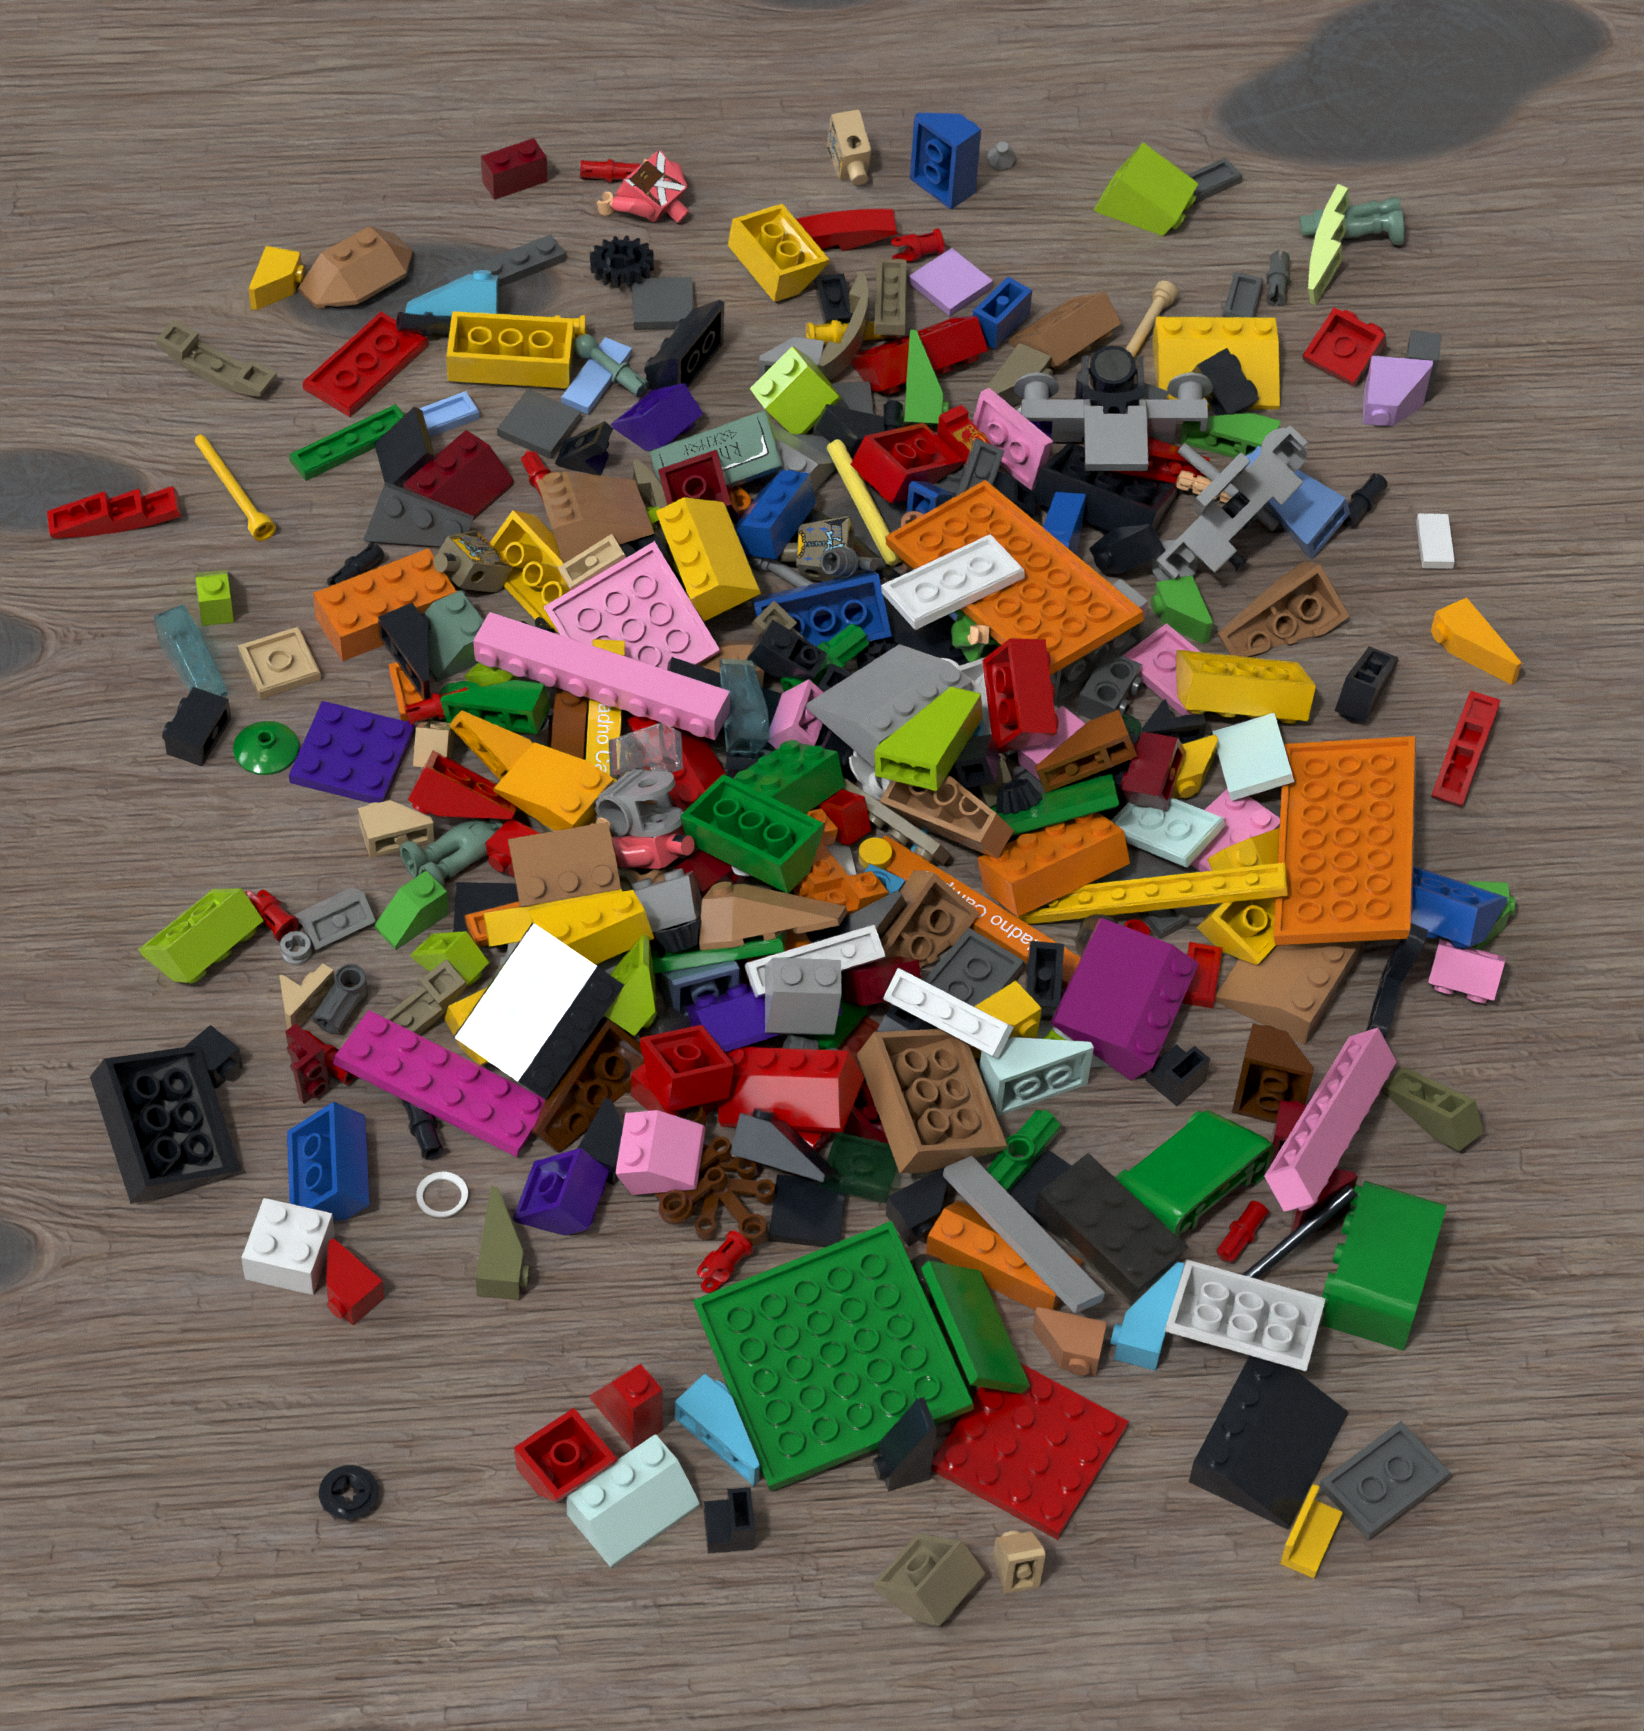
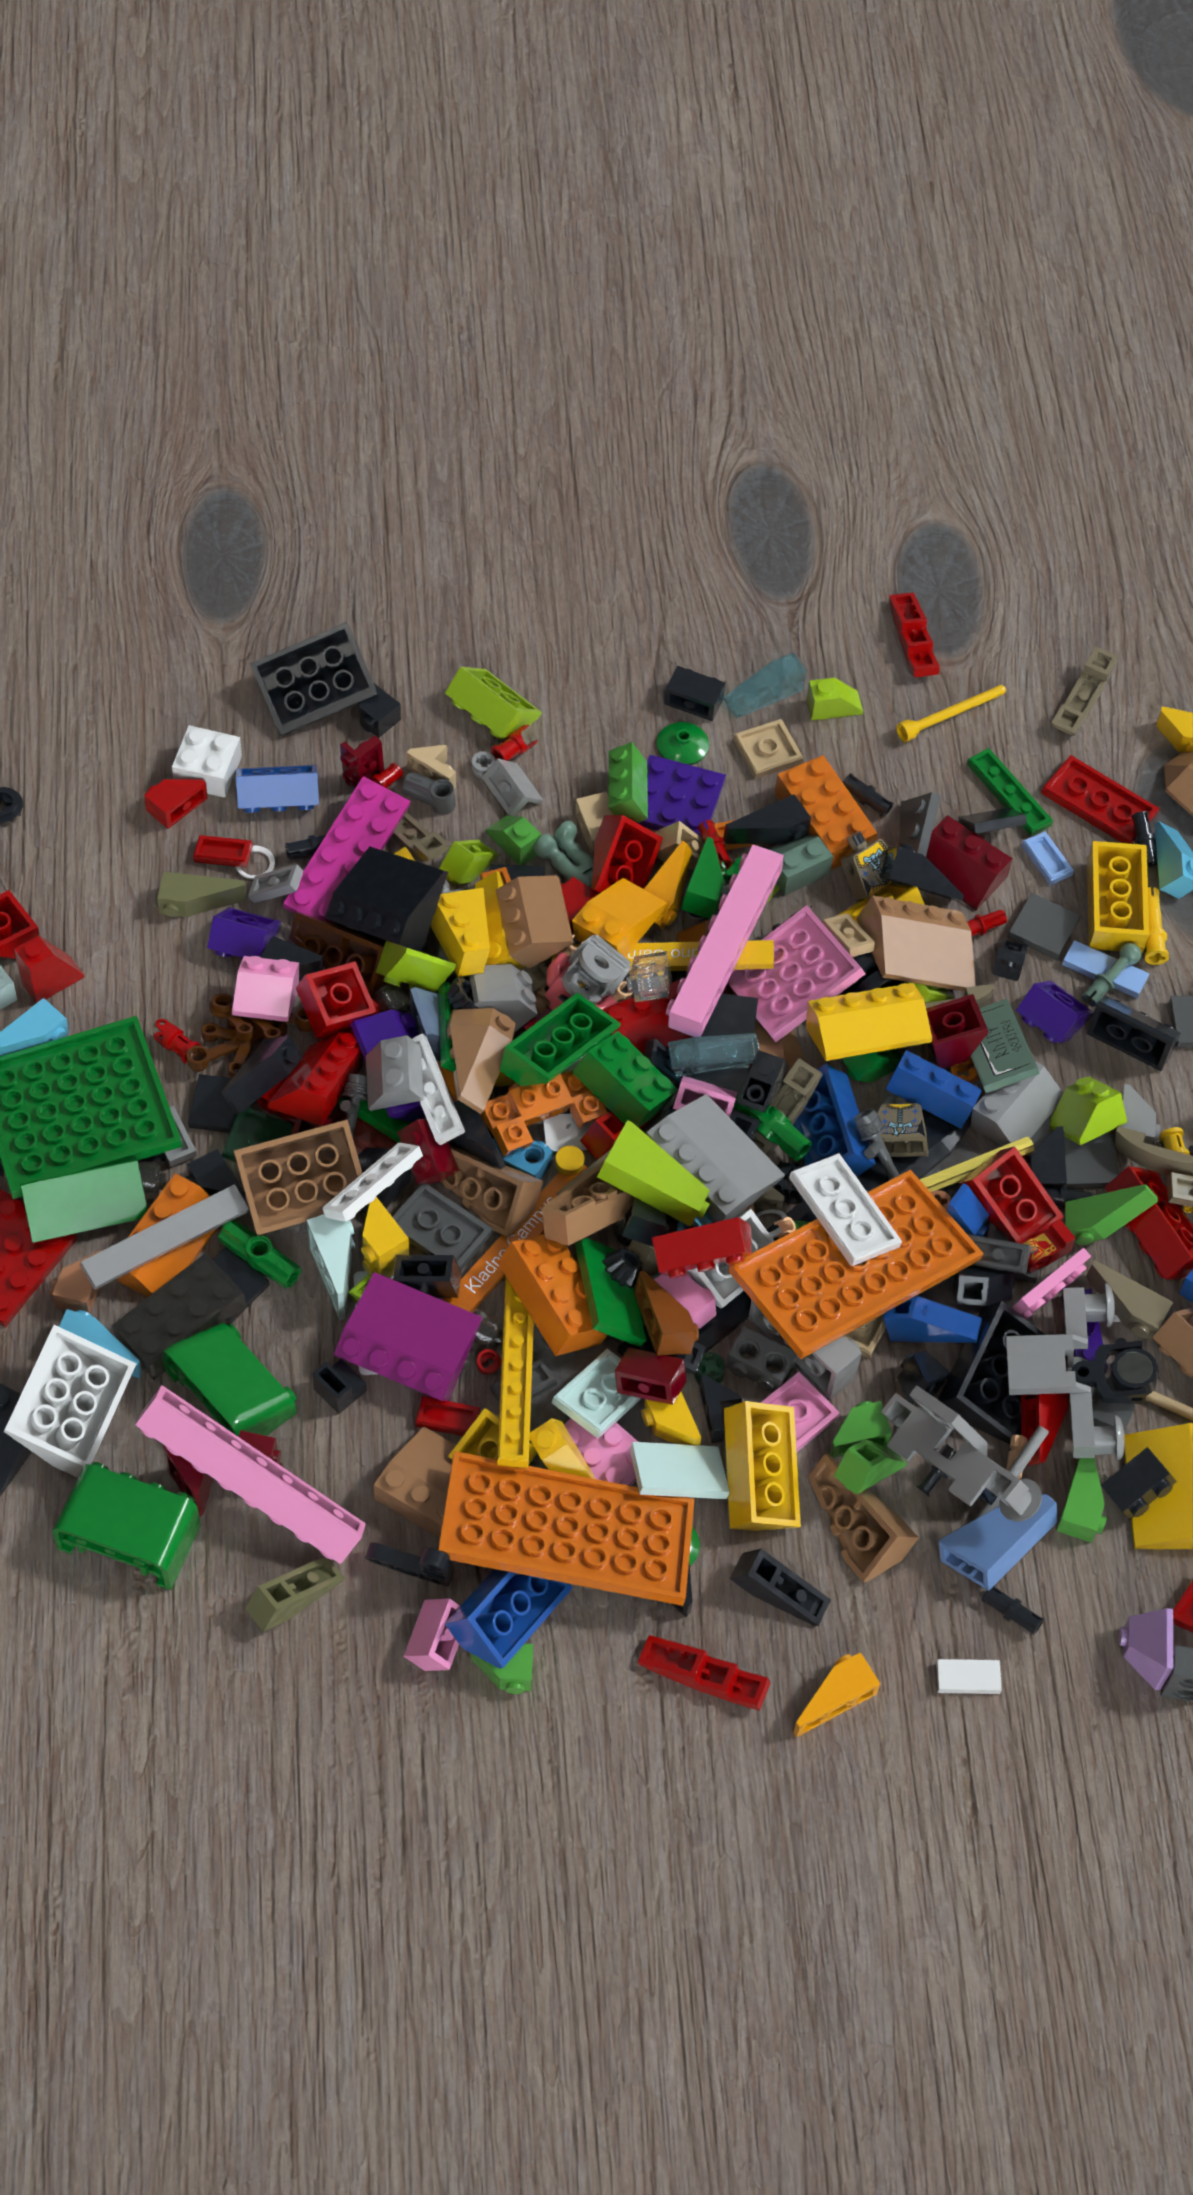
camera: 90 degrees right, 5 degrees up
(347, 786) = (628, 783): none -> bright green brick
(427, 1227) = (222, 851): none -> red tile
(487, 515) = (914, 869): none -> black slope
(490, 1155) = (275, 883): none -> light grey plate
(1240, 588) = (867, 1465): none -> bright green slope
(1270, 1073) = (312, 1439): reddish brown slope -> none
(1301, 1233) = (158, 1459): black bar -> none

